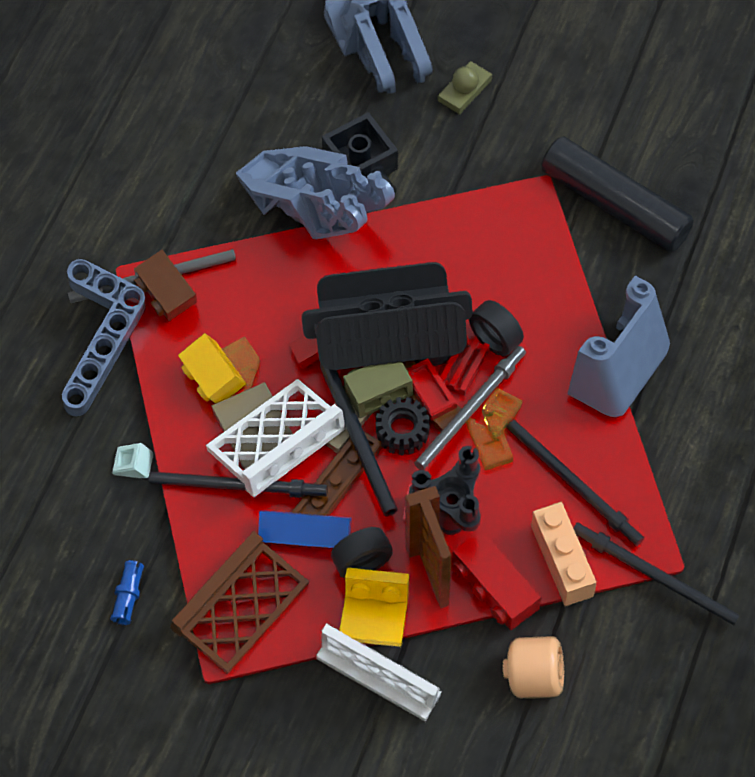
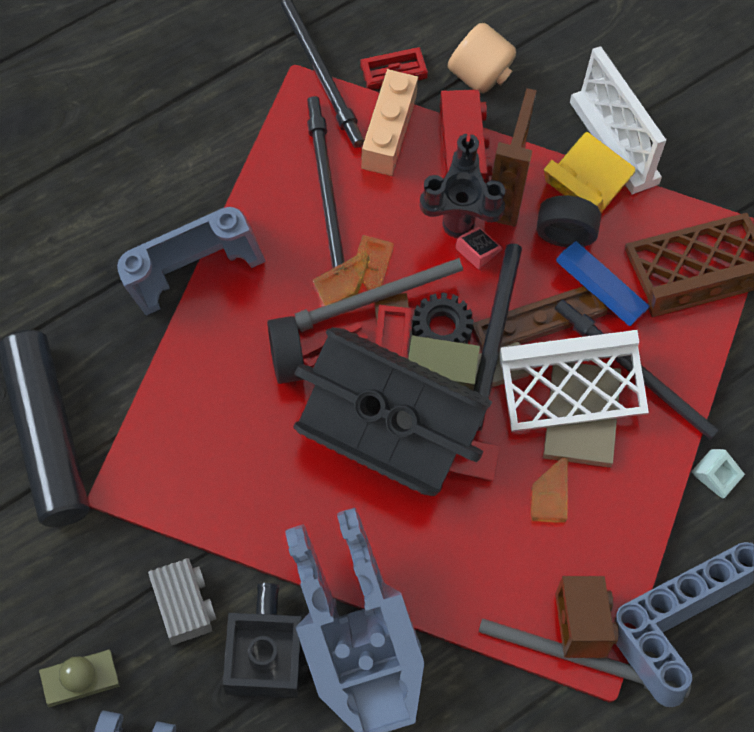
camera: 150 degrees left, 5 degrees up
(211, 370) = (592, 493): yellow brick -> none
(438, 156) = (181, 601): none -> light grey brick
(588, 644) = (375, 78): none -> red tile

